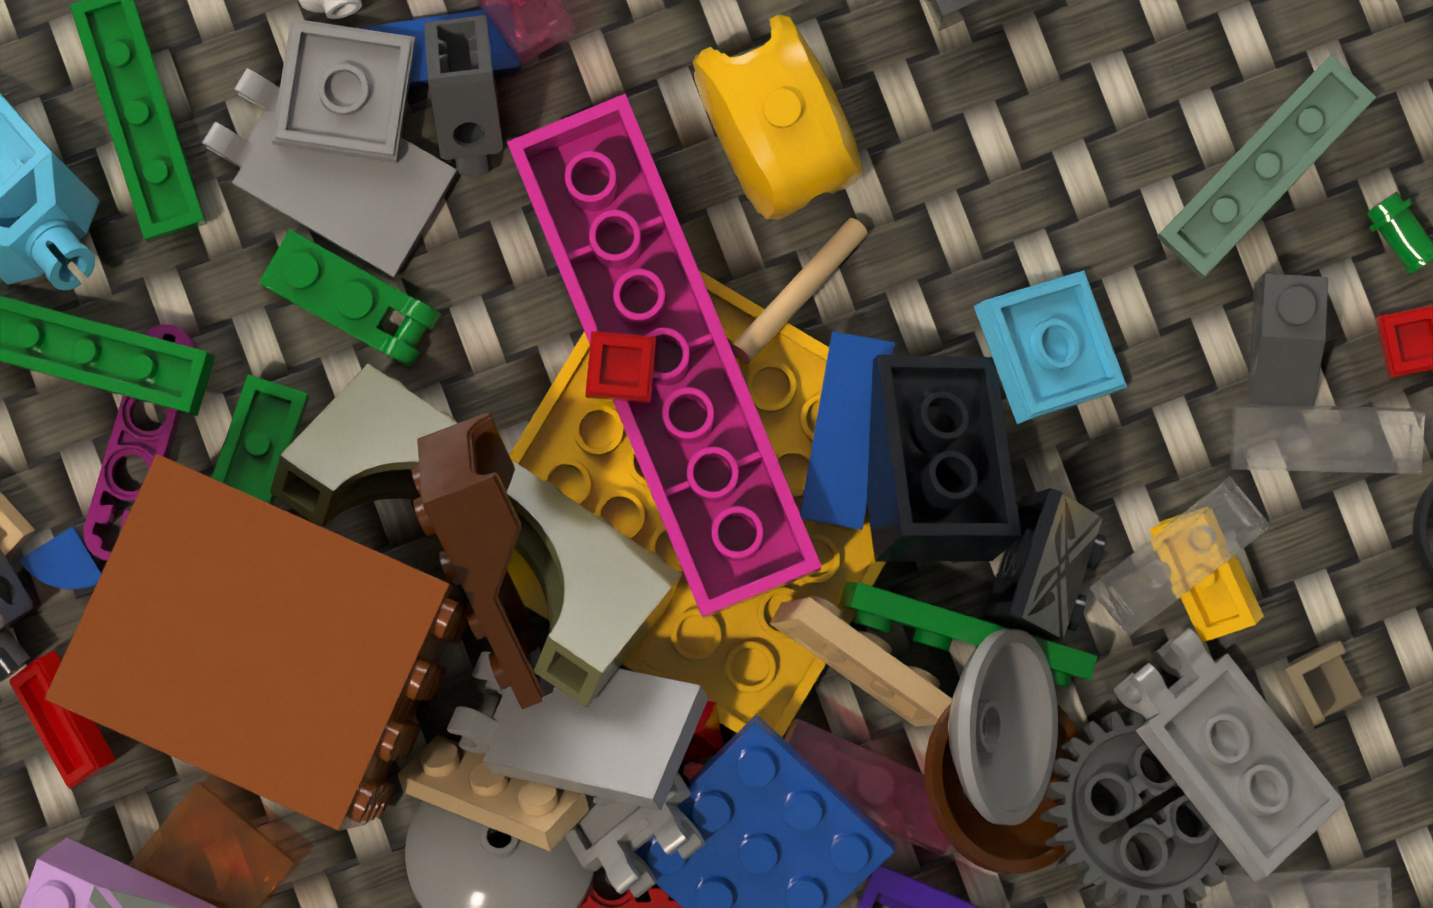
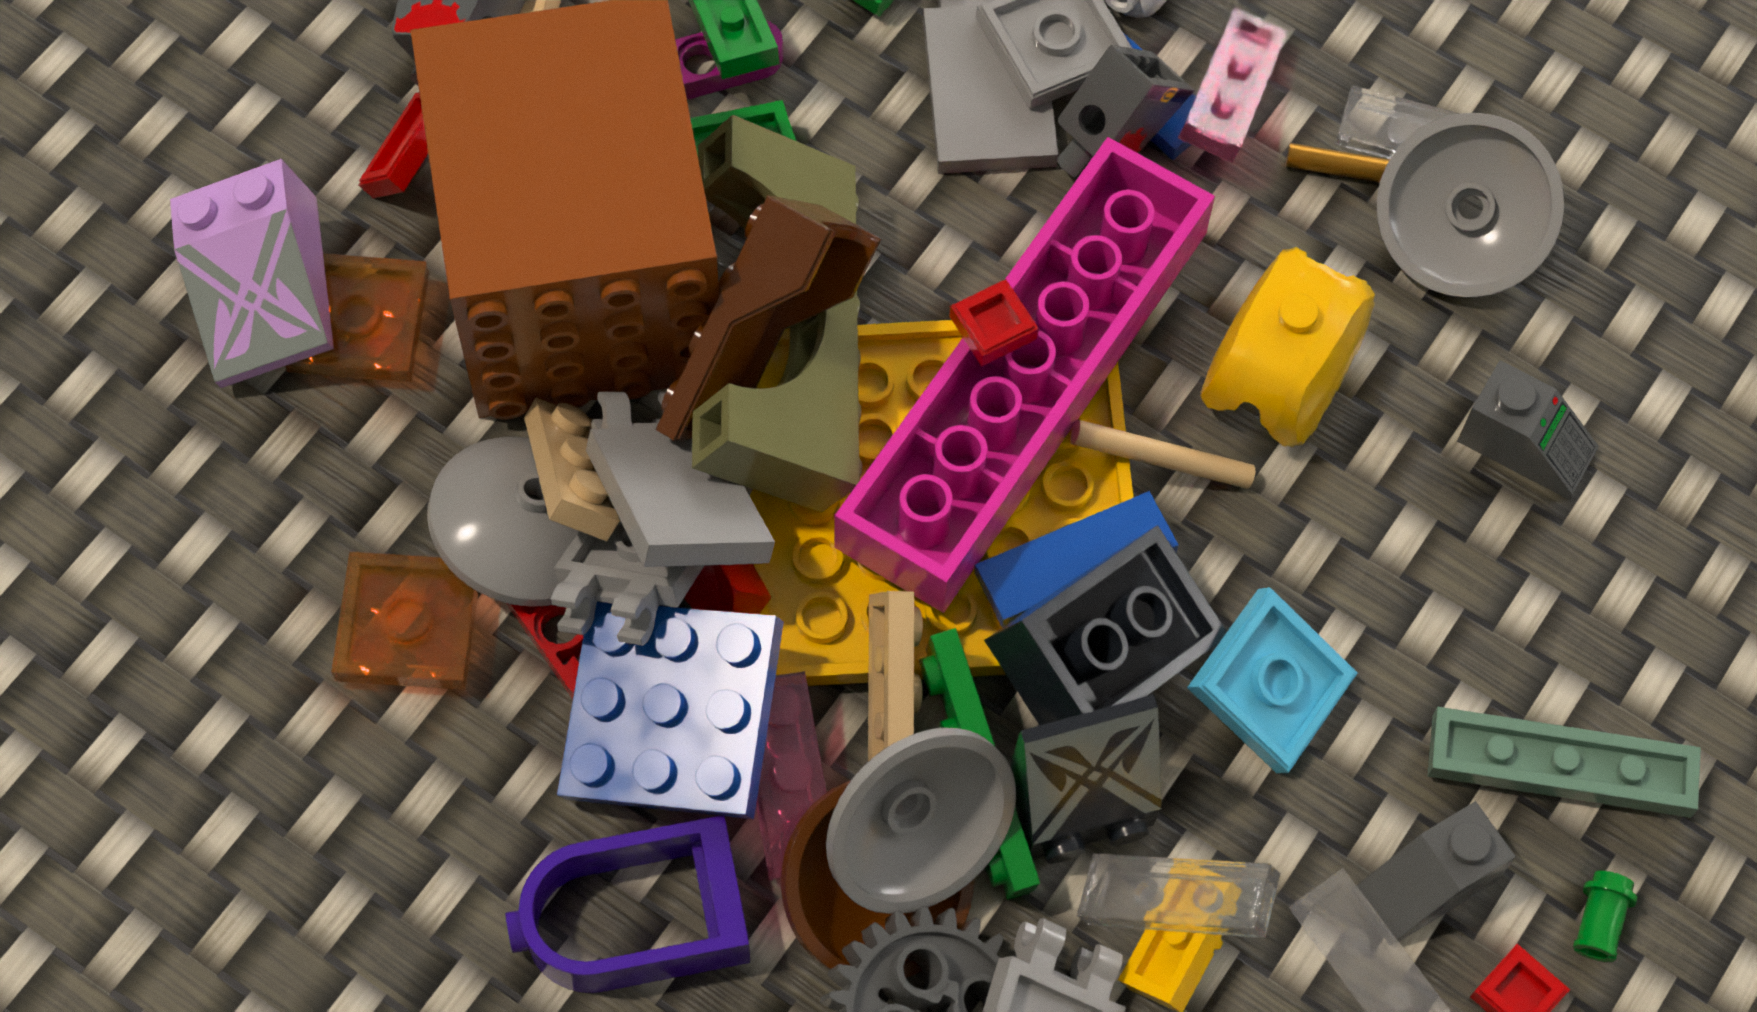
camera: 50 degrees right, 20 degrees down
(347, 297) = (897, 144): green plate -> none

